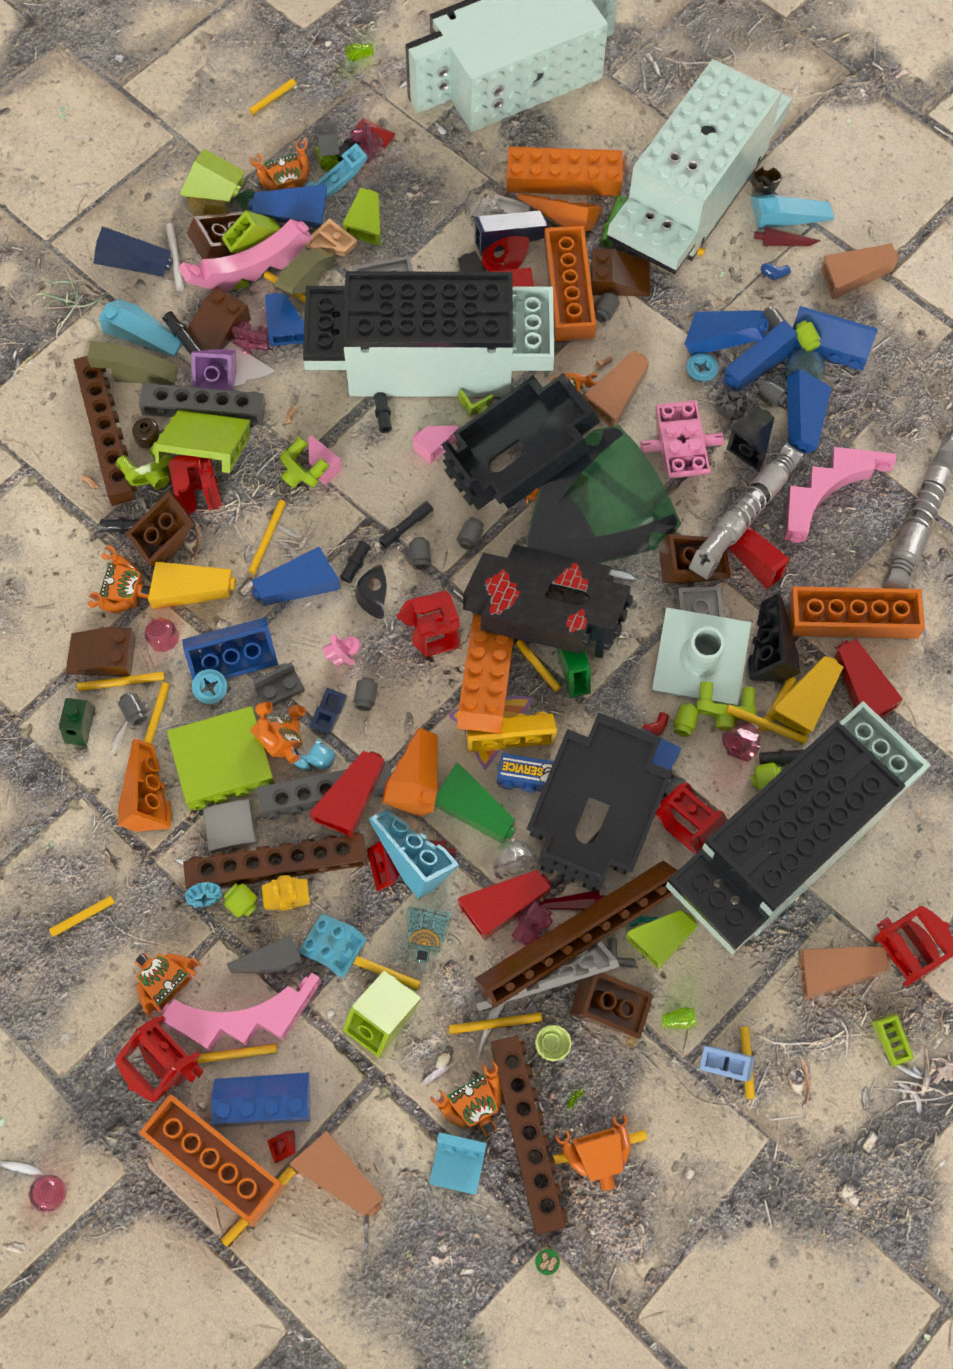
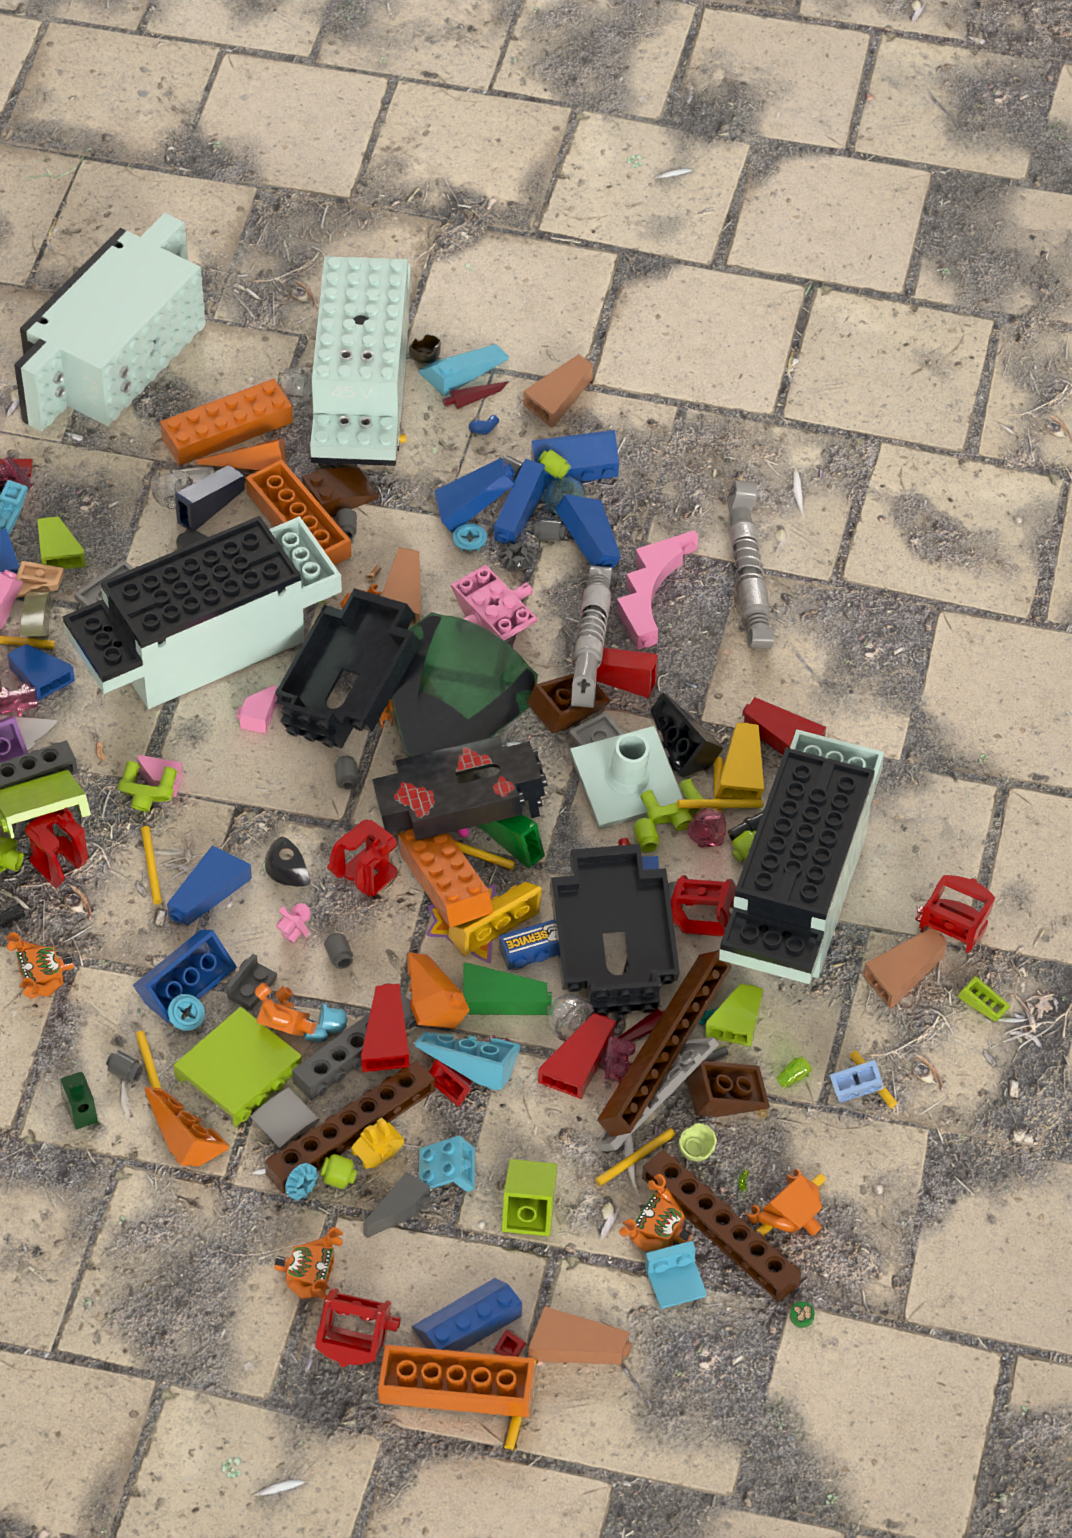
camera: 30 degrees left, 15 degrees down
(47, 1193) = (320, 1490): clear pink hair -> none
(77, 918) = (195, 1259): yellow bar -> none
(101, 652) = (59, 1034): reddish brown slope -> none
(120, 681) = (94, 1051): yellow bar -> none
(161, 530) = (52, 897): reddish brown slope -> none
(161, 634) = (107, 993): clear pink hair -> none
(188, 584) = (105, 937): yellow slope -> none
(237, 1053) = (419, 1295): yellow bar -> none
(273, 1016) = (431, 1249): bright pink arch -> none
(328, 711) = (312, 981): dark blue slope -> none
(355, 562) = (252, 846): black pin -> none
(376, 968) = (500, 1166): yellow bar -> none
(382, 412) = (191, 708): black pin -> none
(396, 532) = (273, 806): black piece -> none
(420, 553) = (310, 811): dark grey brick -> none
(426, 931) = (524, 1112): clear light blue torso -> none
(478, 407) = (275, 666): lime bracket -> none
(514, 254) = (225, 512): red piece -> none
(616, 208) = (303, 448): bright green pin -> none
(751, 437) = (556, 576): black slope -> none
(856, 612) = (741, 676): orange brick -> none

